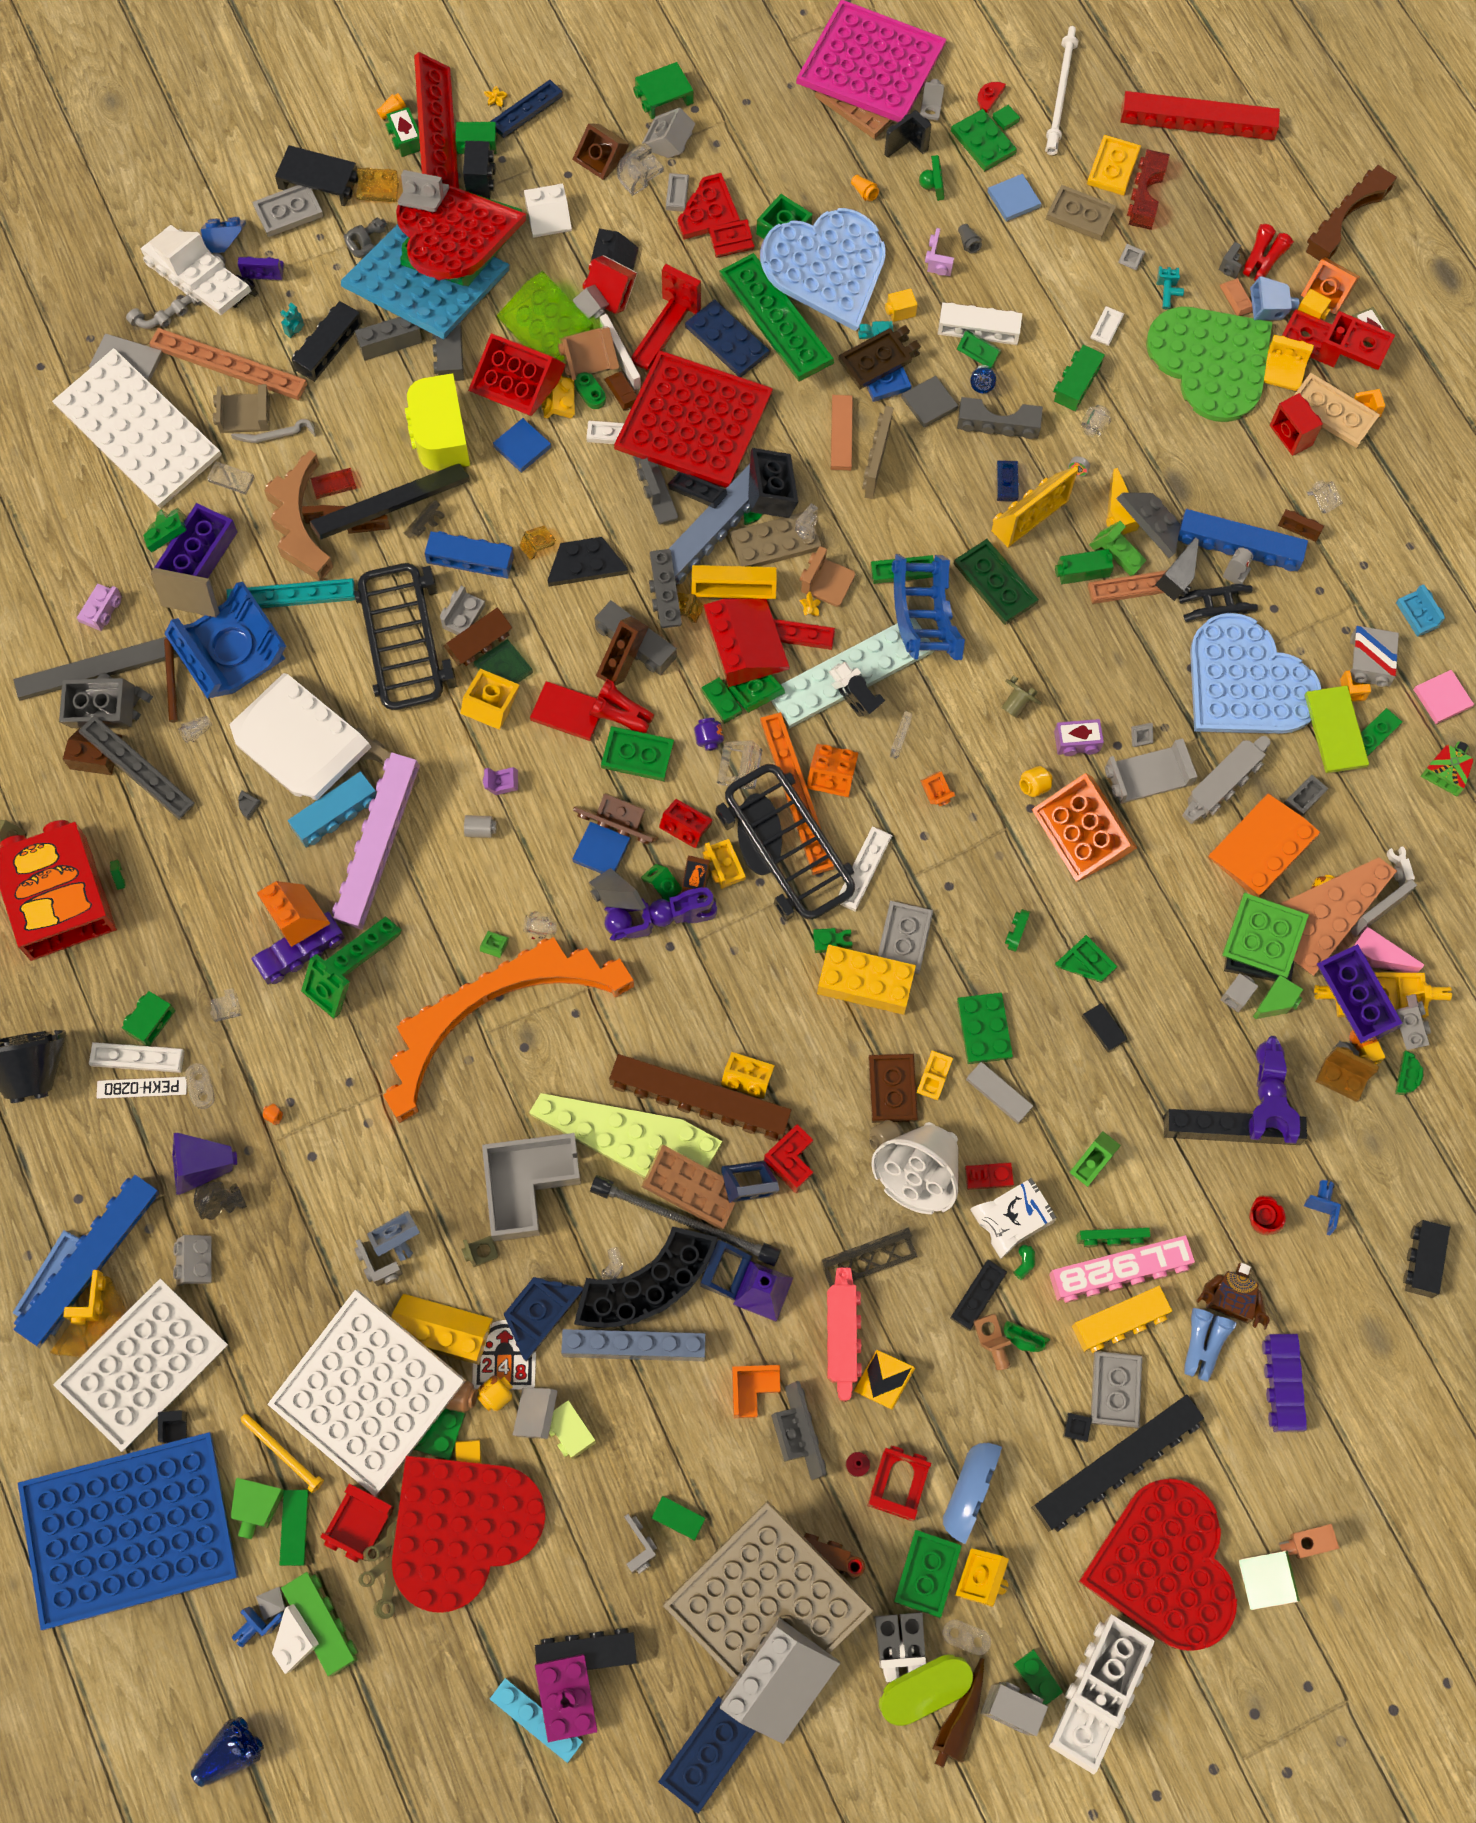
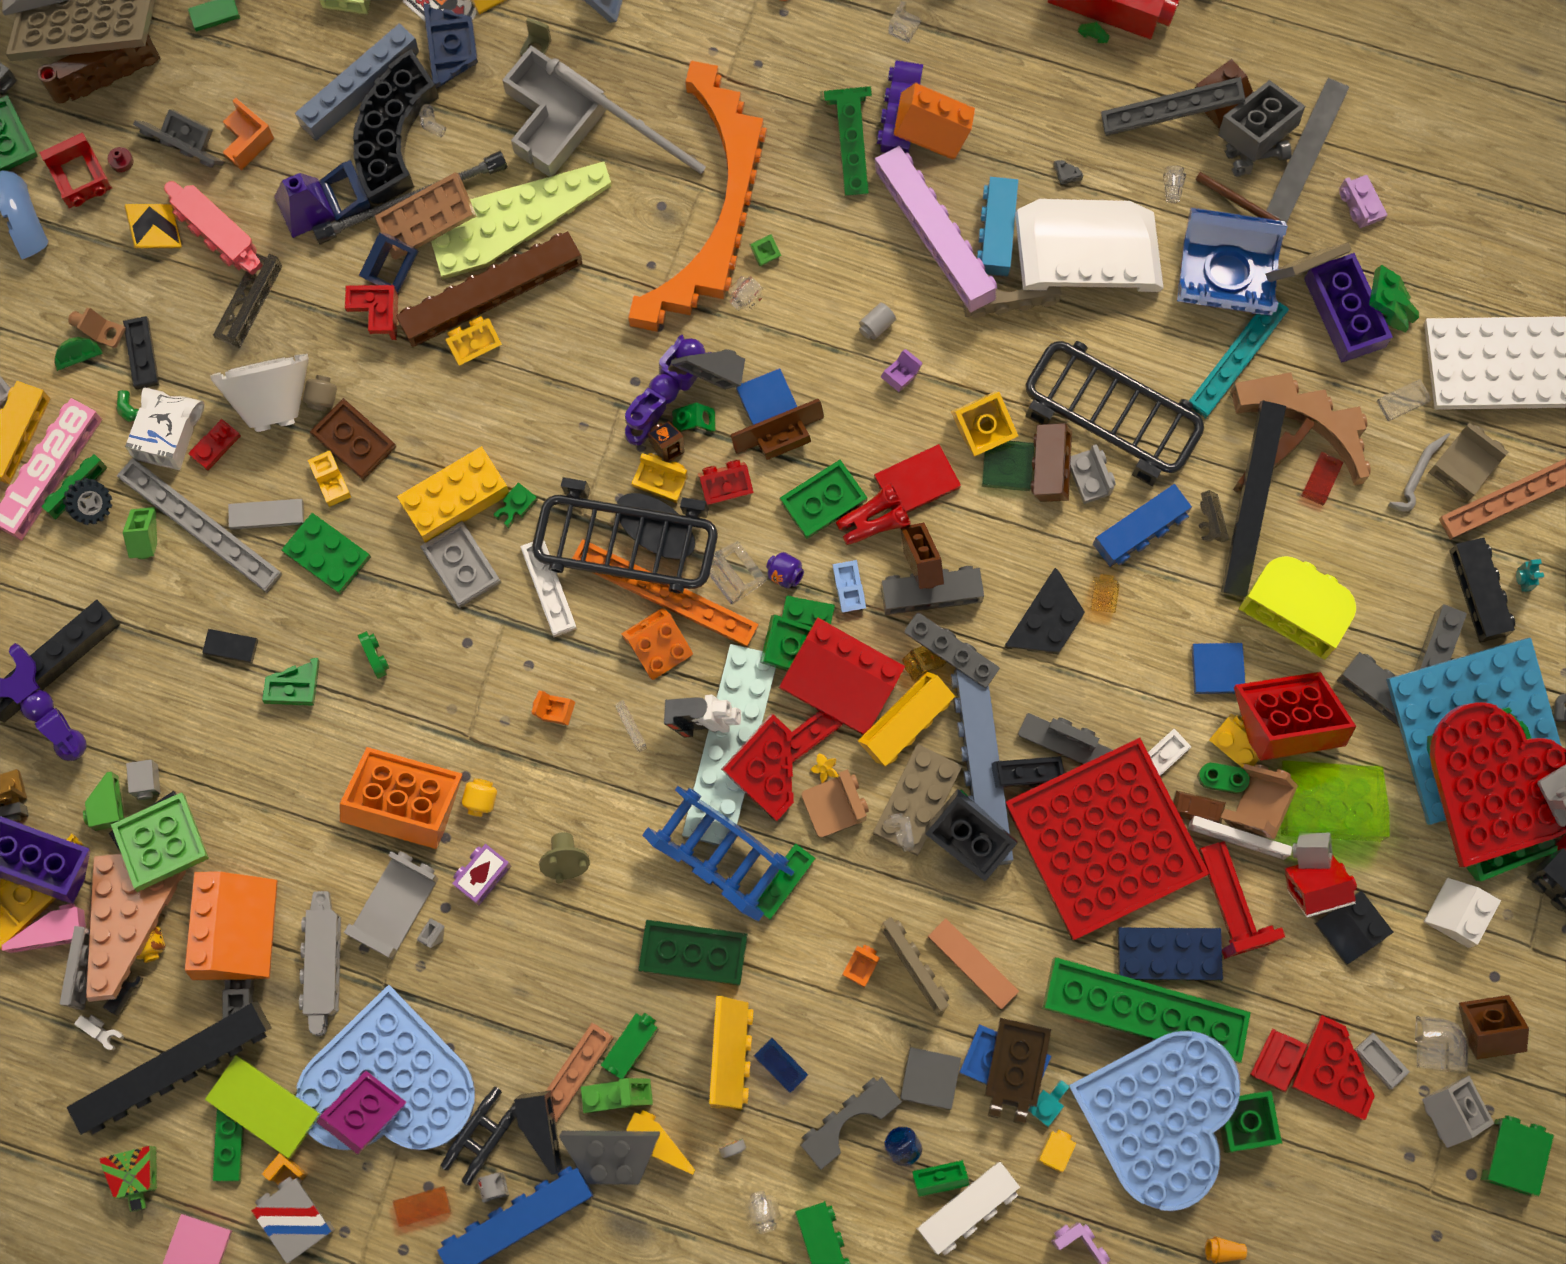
camera: 135 degrees right, 5 degrees up
(495, 1184) = (593, 92): none -> light grey bar
(680, 691) = (849, 586): none -> light blue slope
(846, 633) = (765, 767): none -> red plate
(906, 486) = (861, 965): none -> orange bracket
(1051, 1130) = (199, 525): none -> light grey tile
(1114, 1210) = (95, 507): none -> black wheel
(1282, 660) = (361, 1112): none -> magenta plate
(1288, 600) = (422, 1206): none -> clear orange plate
(1376, 800) = (168, 1068): none -> black brick

